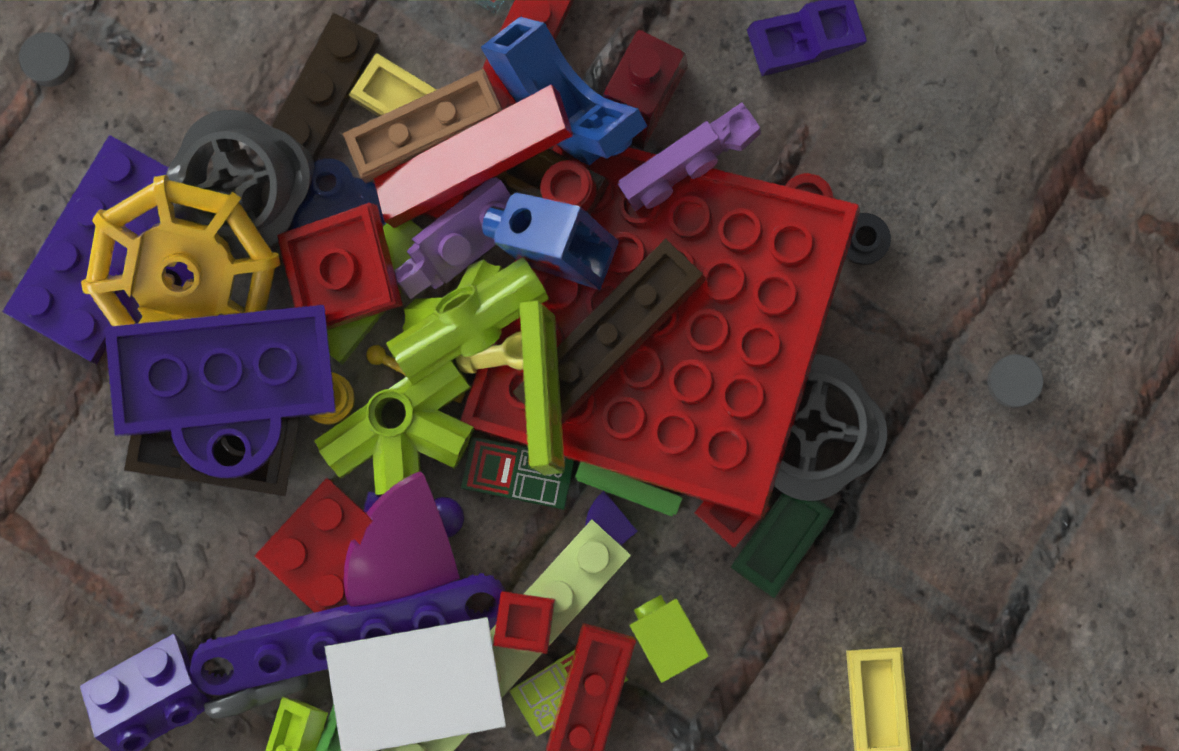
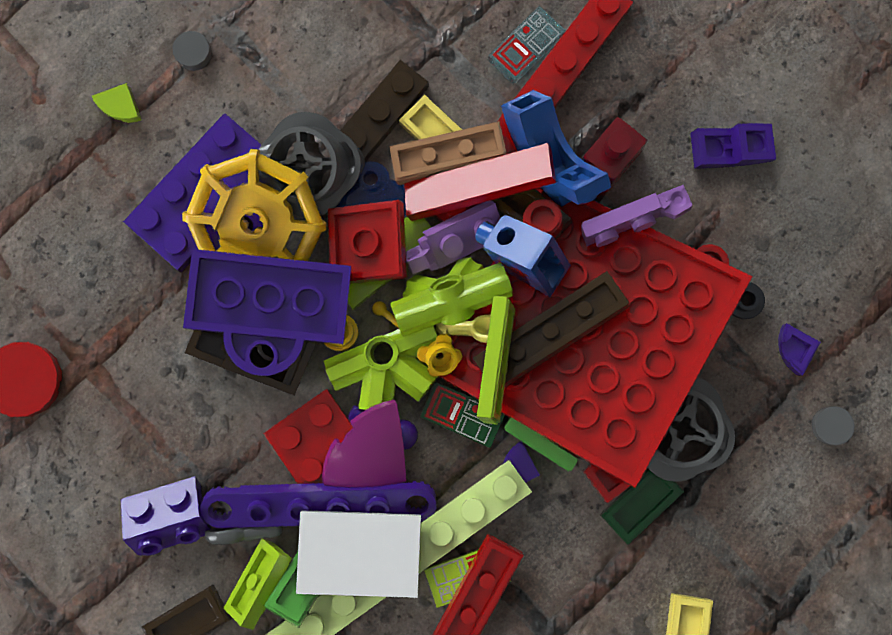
camera: 10 degrees right, 0 degrees up
(478, 408) = (446, 362): none -> yellow plate
(524, 622) = (446, 524): red tile -> none
(667, 637) = (545, 557): lime brick -> none
(946, 288) = (796, 348): none -> dark purple tile

